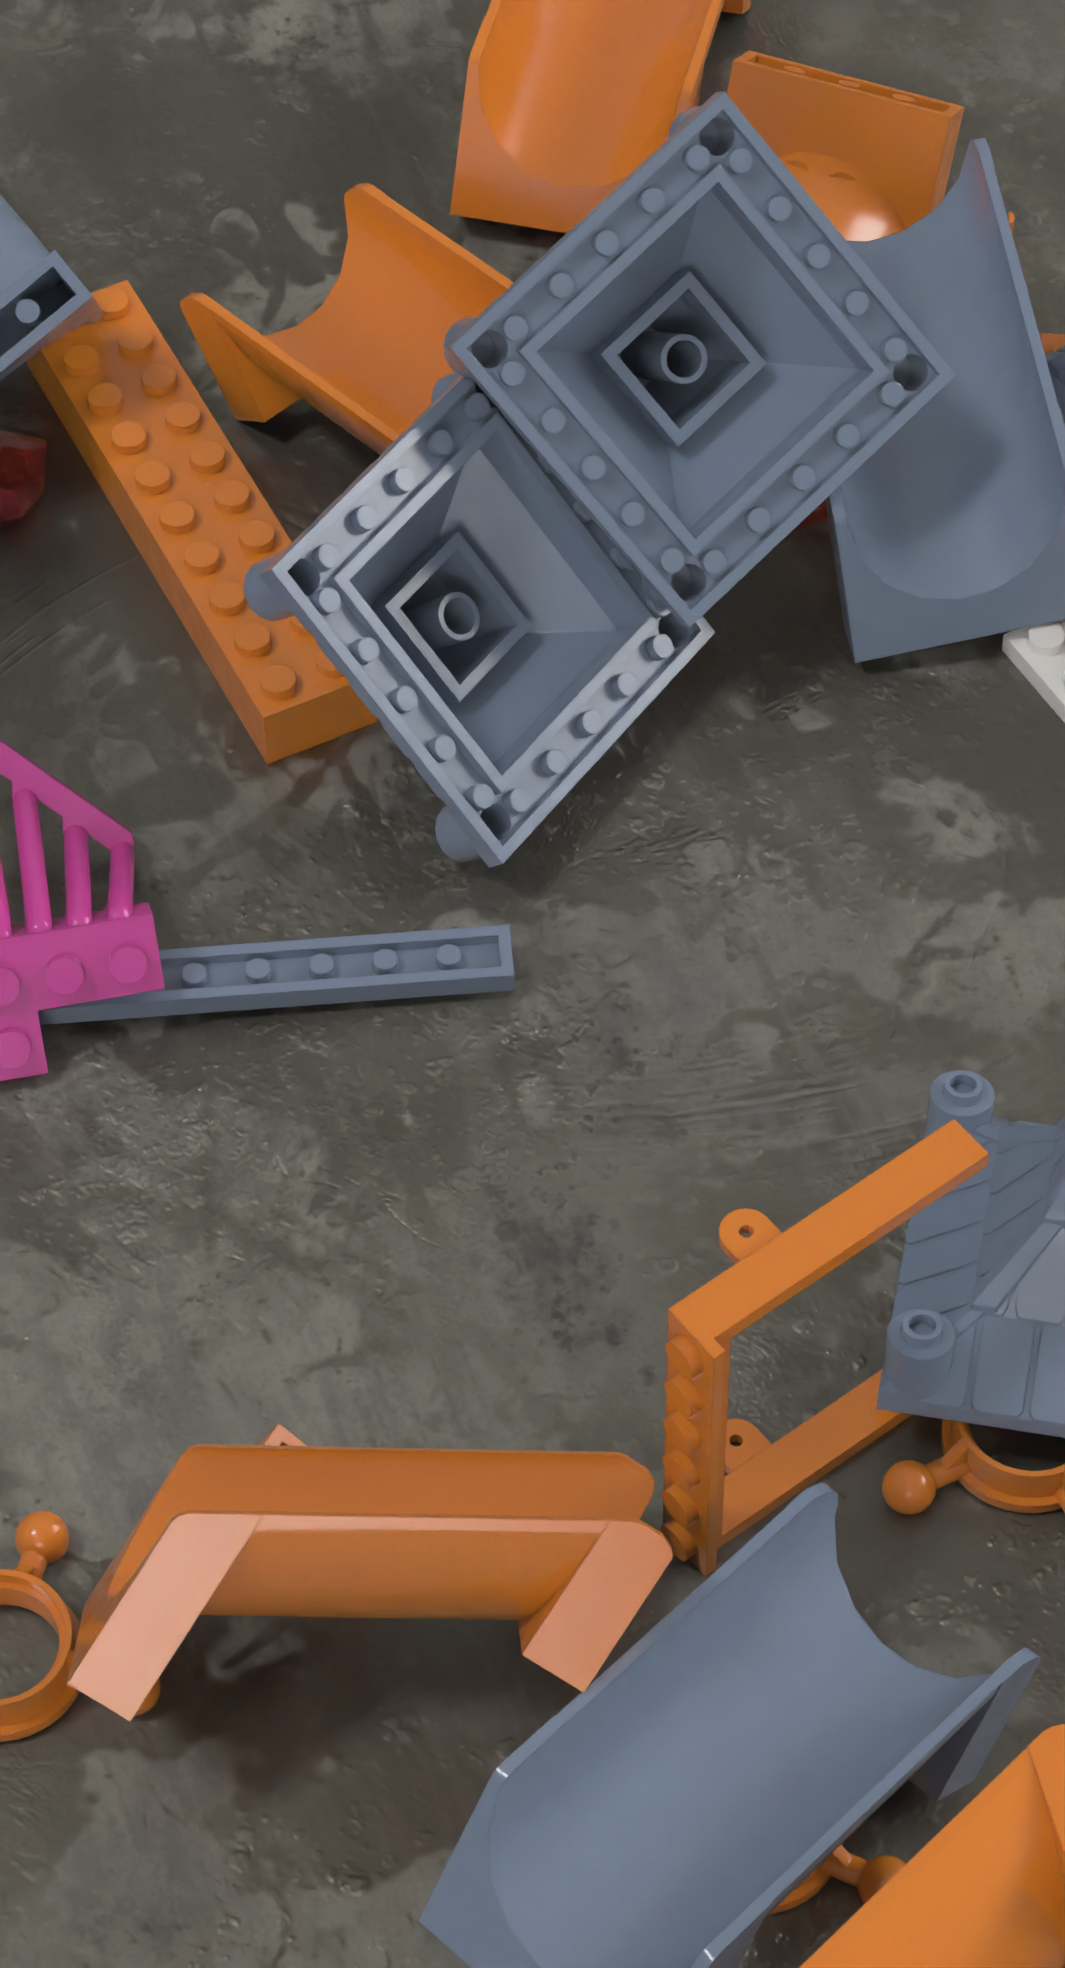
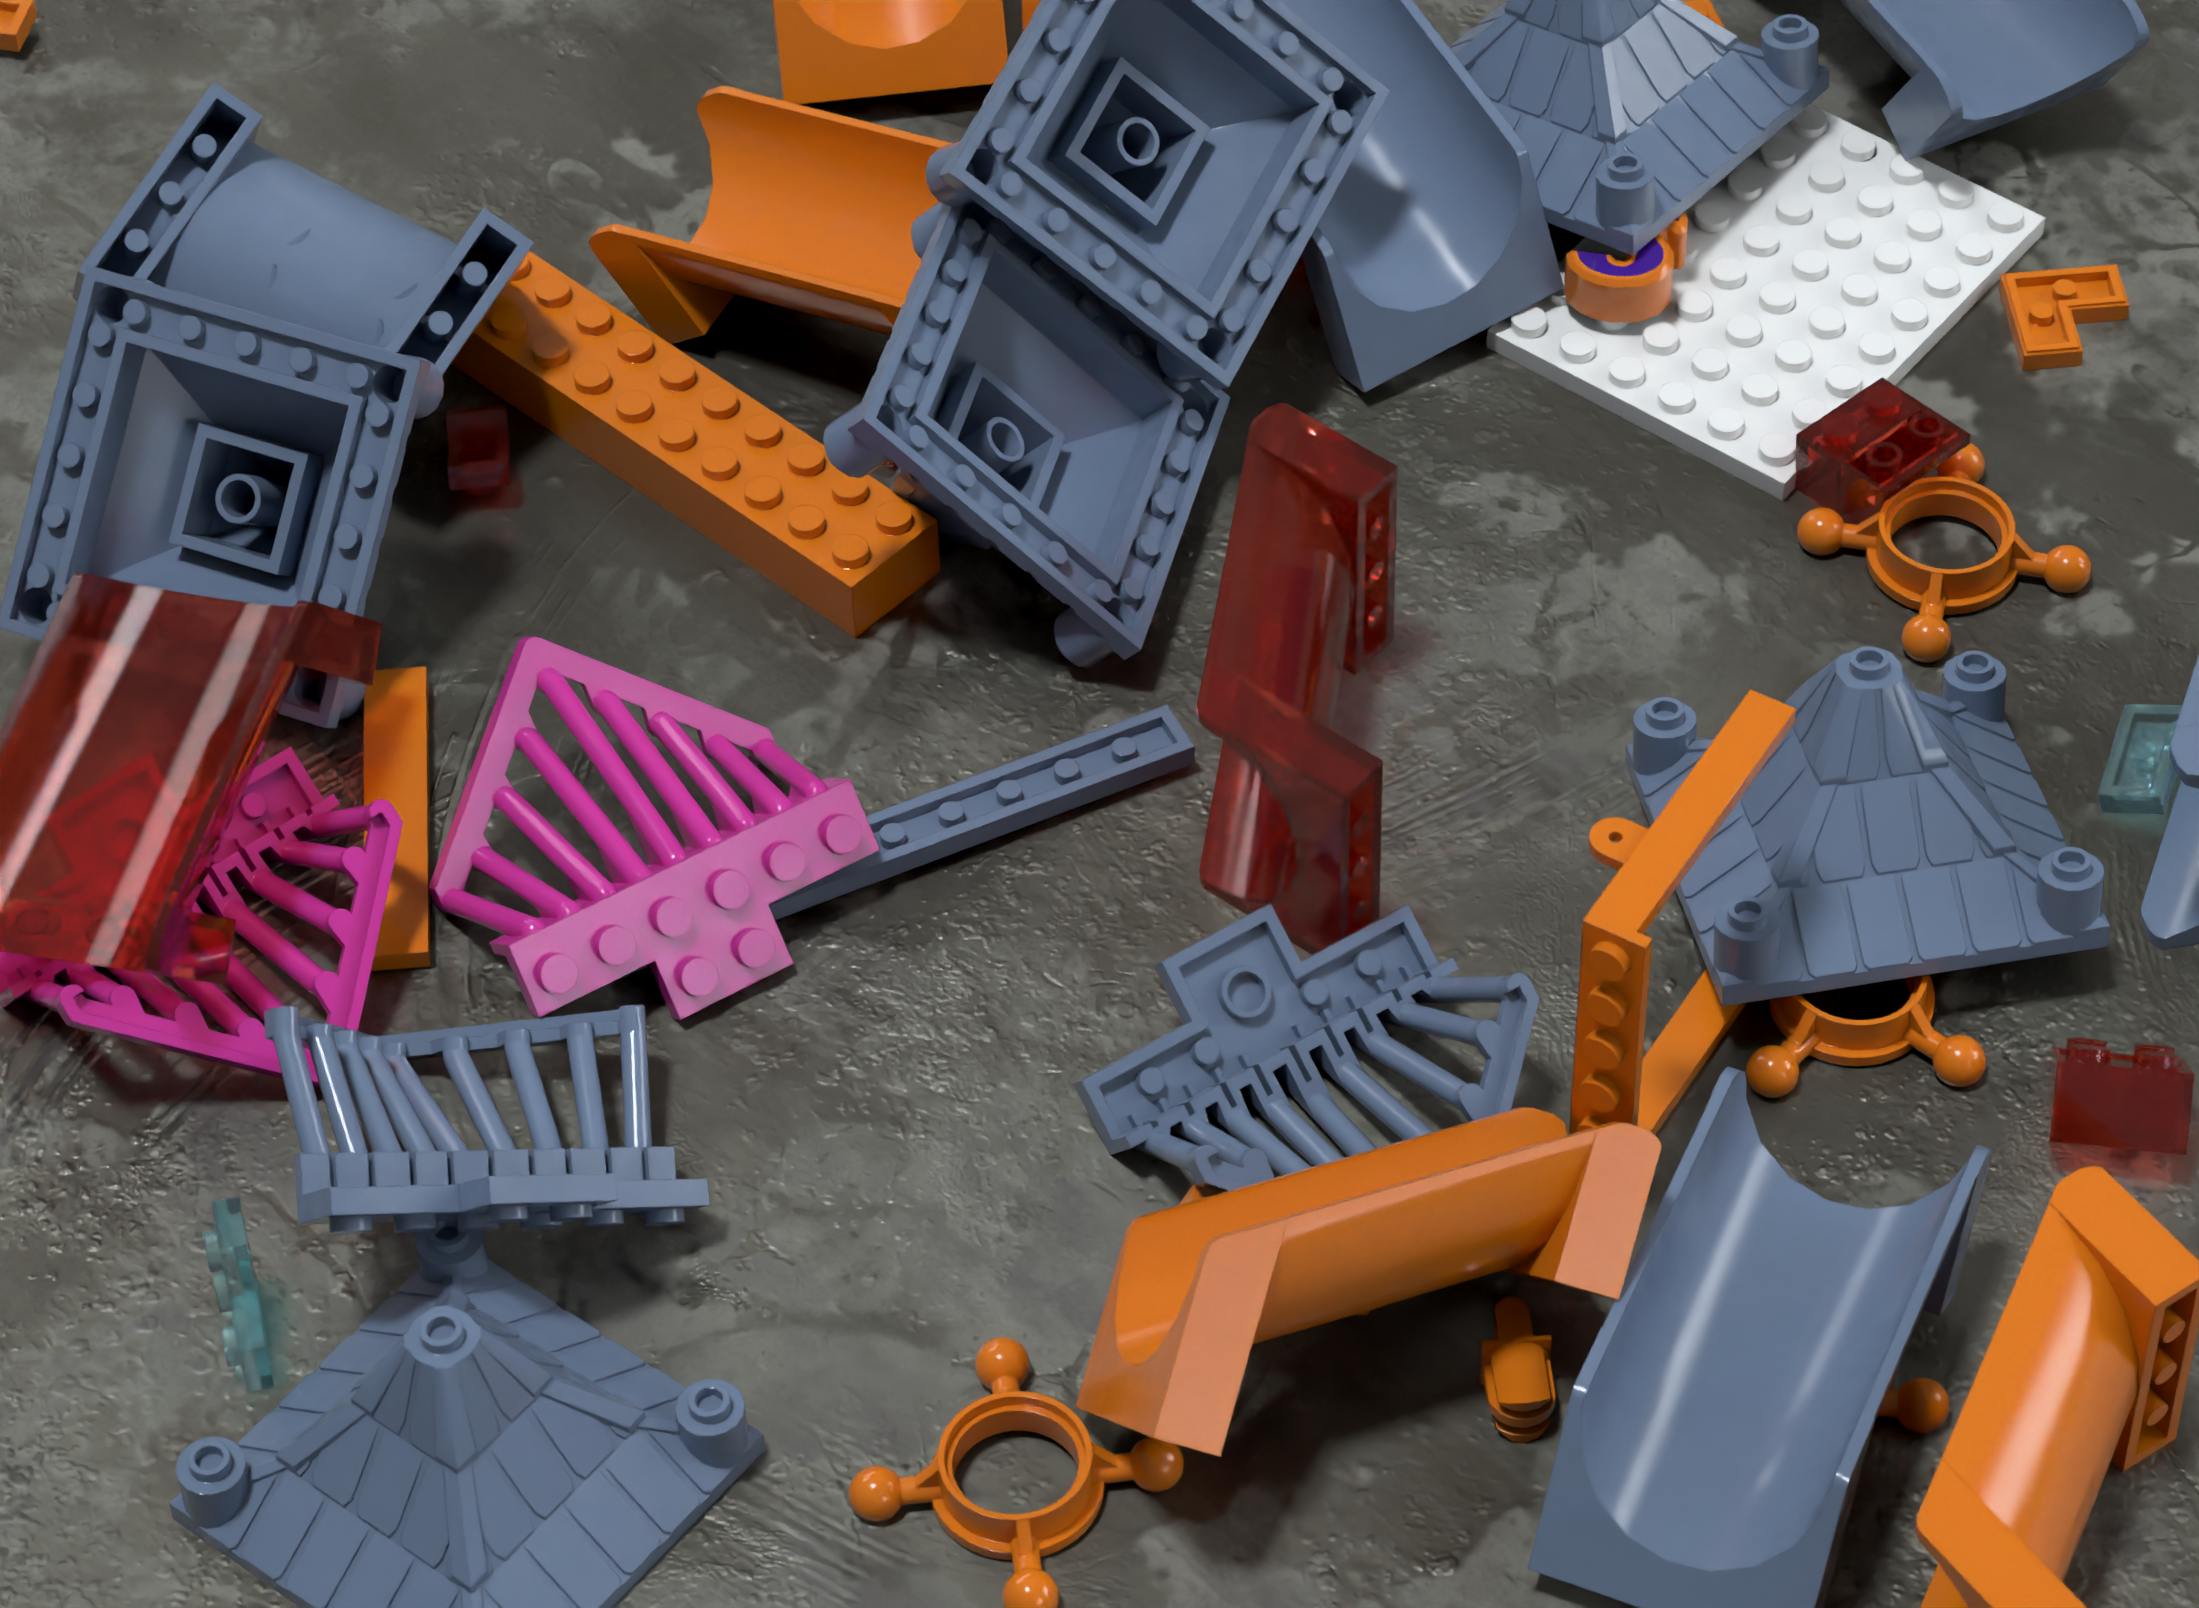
camera: 20 degrees left, 5 degrees down
(435, 1265) = (1267, 1017): none -> sand blue plate
(505, 1712) = (1517, 1373): none -> orange arm
(652, 838) = (1296, 605): none -> clear red piece

